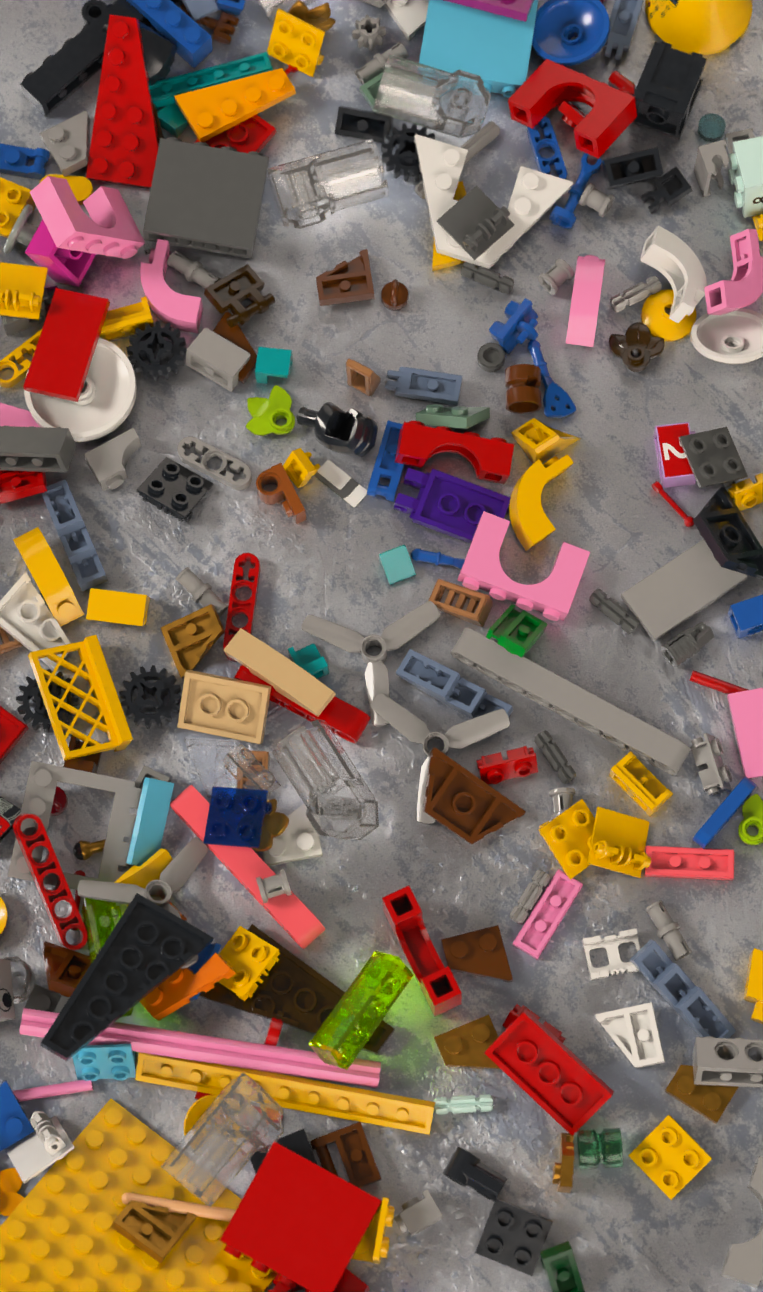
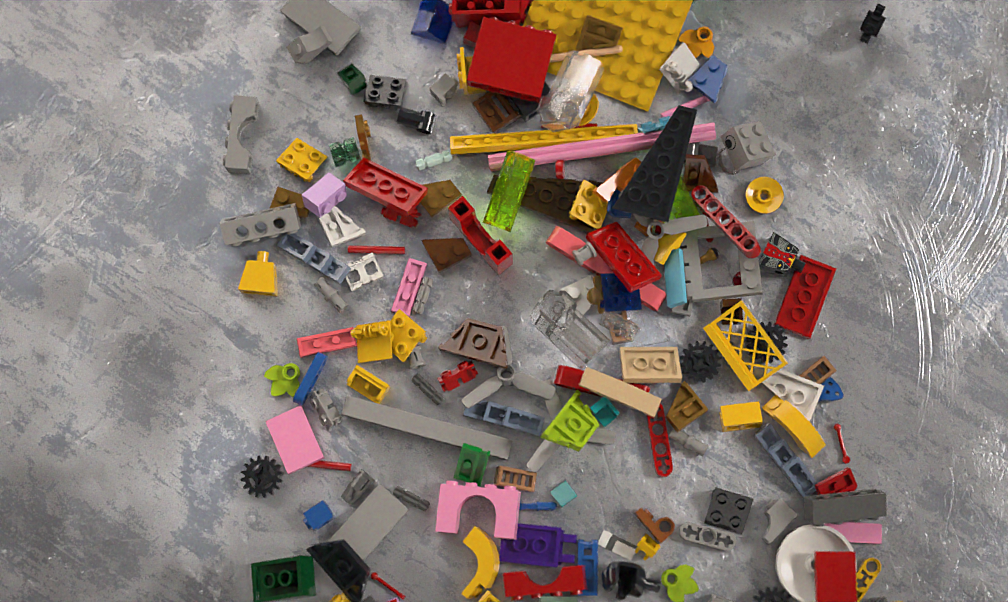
camera: 165 degrees right, 5 degrees up
(217, 870) = (623, 256): none -> red tile
(359, 643) = (572, 425): none -> lime wing
(584, 985) = (376, 249): none -> red bar
(645, 1082) = (324, 195): none -> lavender brick

